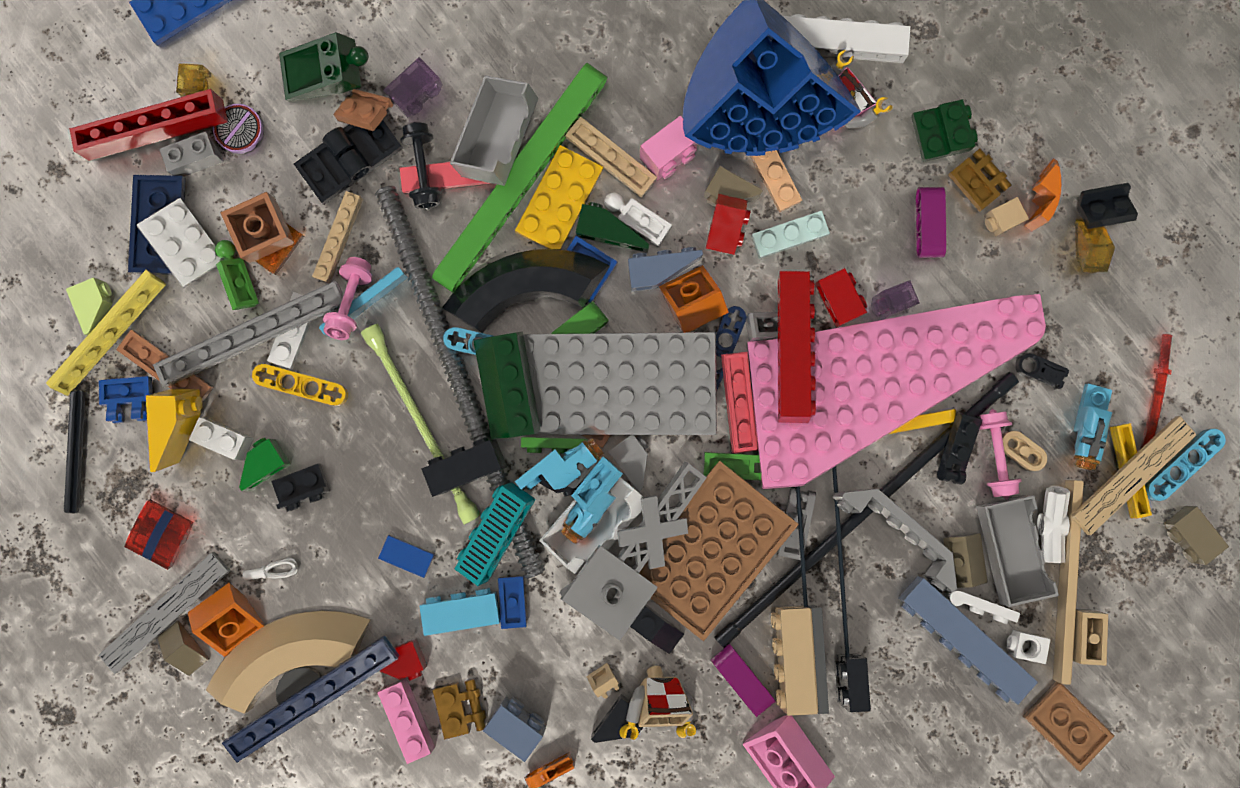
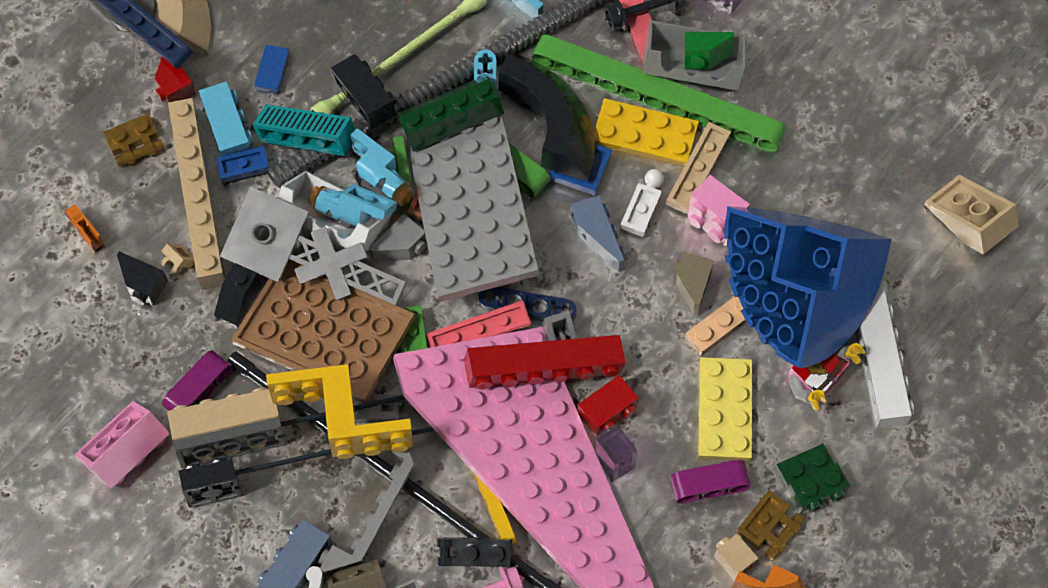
camera: 80 degrees right, 20 degrees down
(406, 720) = (117, 95): bright pink brick -> none
(490, 117) = (707, 49): none -> green slope
(515, 728) = (121, 183): sand blue brick -> none
(535, 653) = (197, 194): none -> tan brick
(603, 227) = (627, 173): dark green slope -> none
(660, 703) = (163, 307): torso -> none
(694, 299) = (573, 267): orange slope -> none
(727, 223) = (655, 278): red brick -> none
(790, 234) = (663, 349): light aqua plate -> none
(832, 549) = (343, 433): none -> yellow bracket
(860, 192) = (725, 409): none -> light yellow plate

